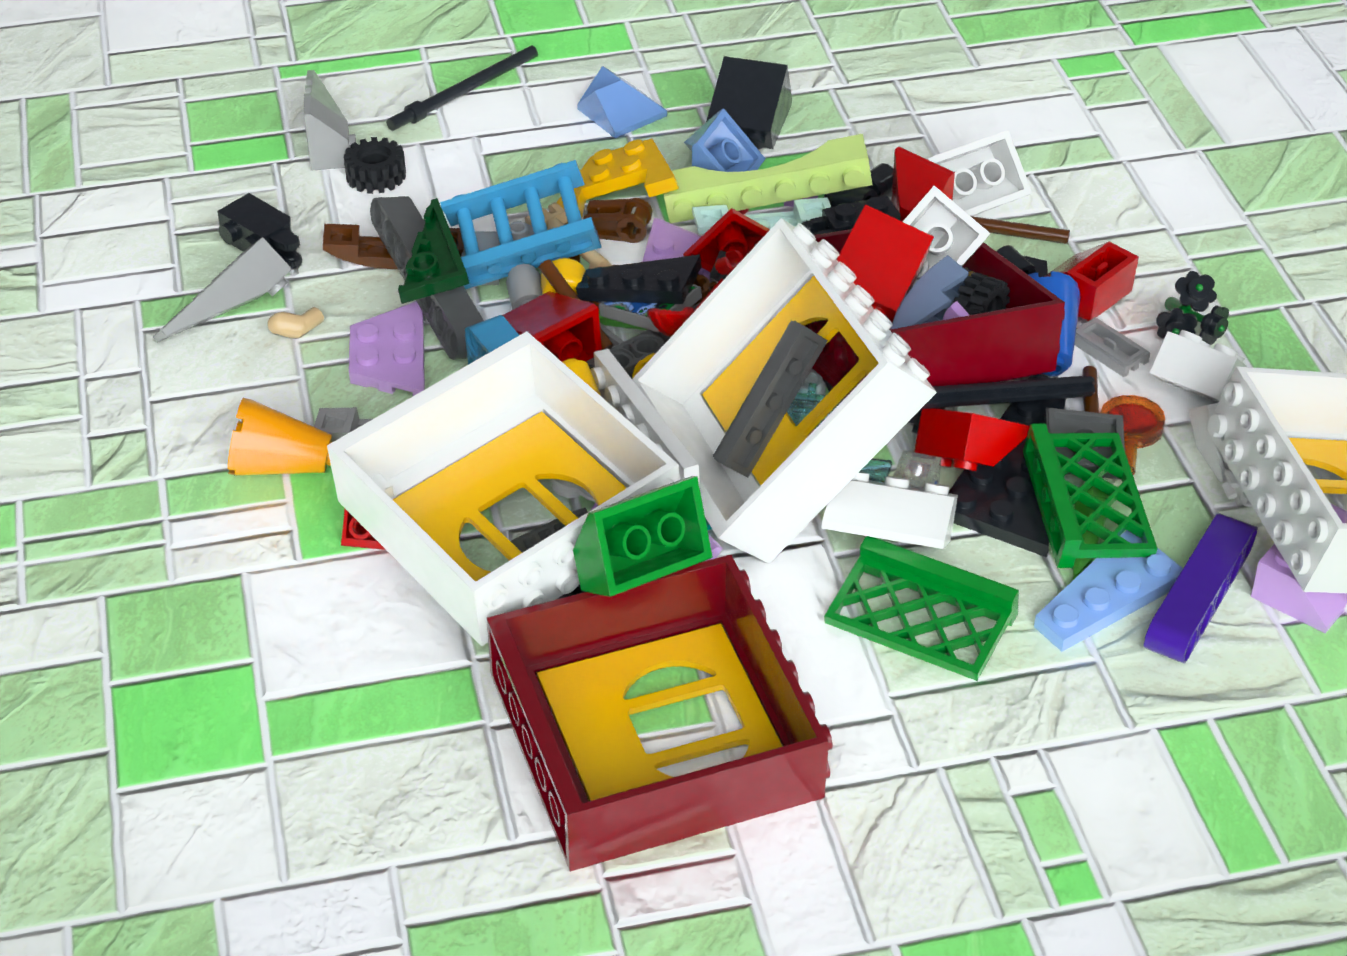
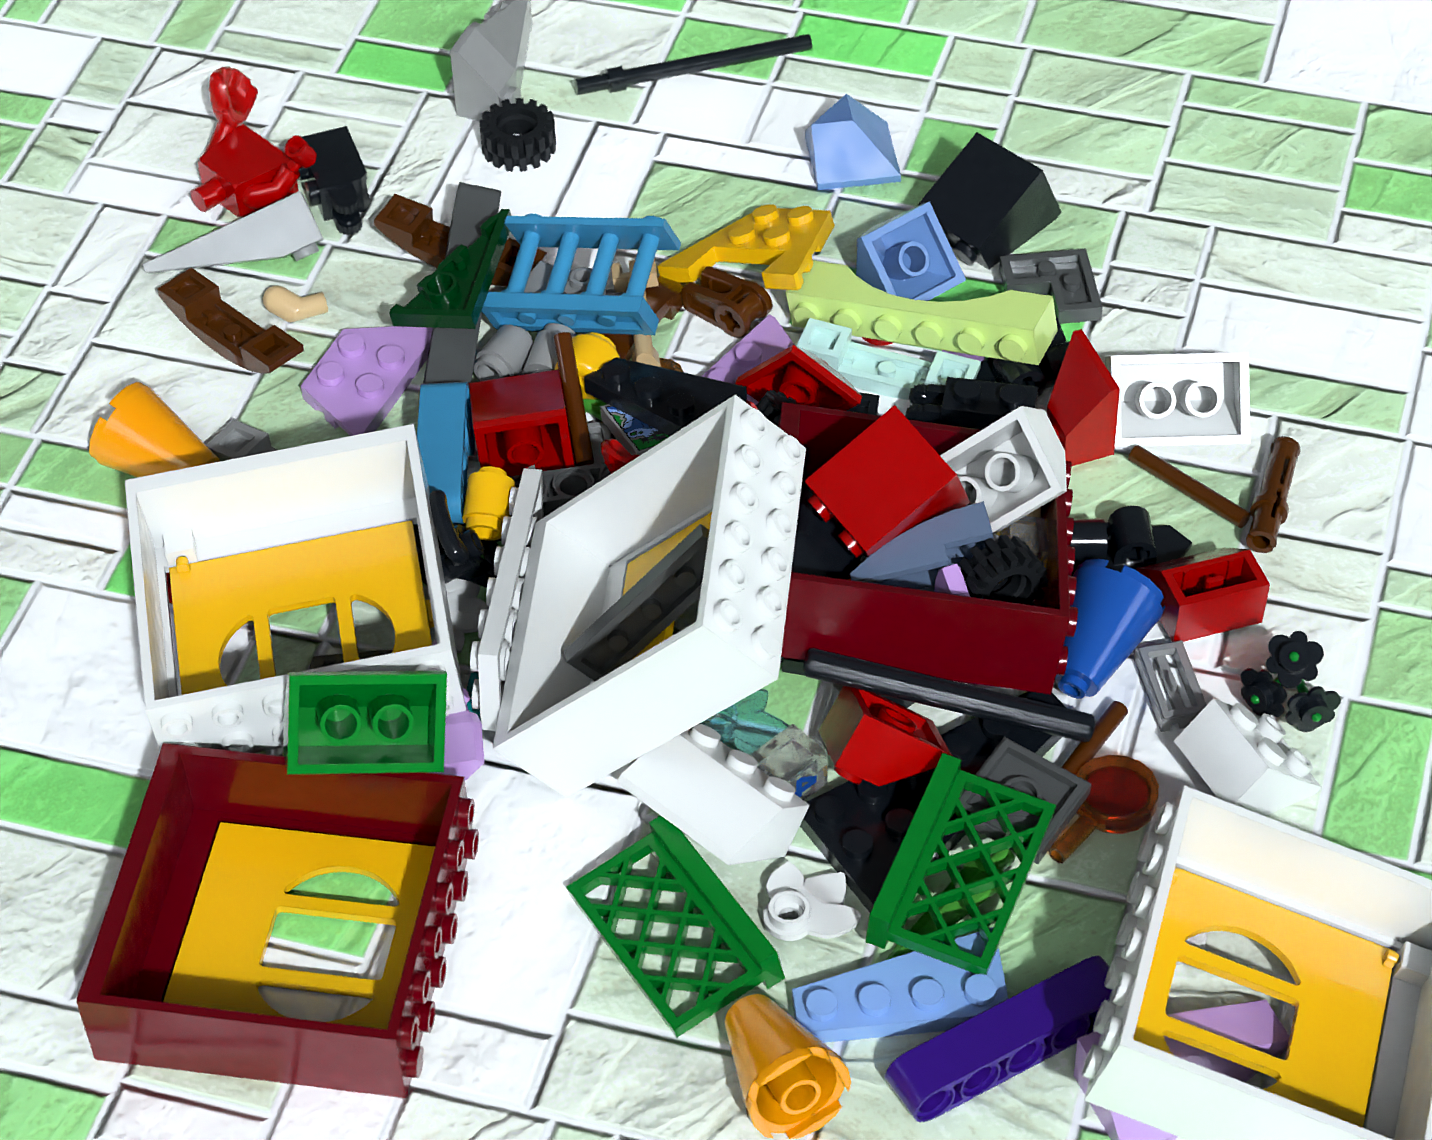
camera: 30 degrees right, 5 degrees up
(181, 246) = (238, 164): none -> red torso
(259, 358) = (223, 328): none -> reddish brown slope
(490, 297) = (503, 354): none -> light grey brick
(815, 134) = (1058, 274): none -> dark grey plate
(997, 560) = (811, 902): none -> white plate
(1077, 659) = (783, 1069): none -> light orange cone
(1079, 221) = (1270, 506): none -> reddish brown pin

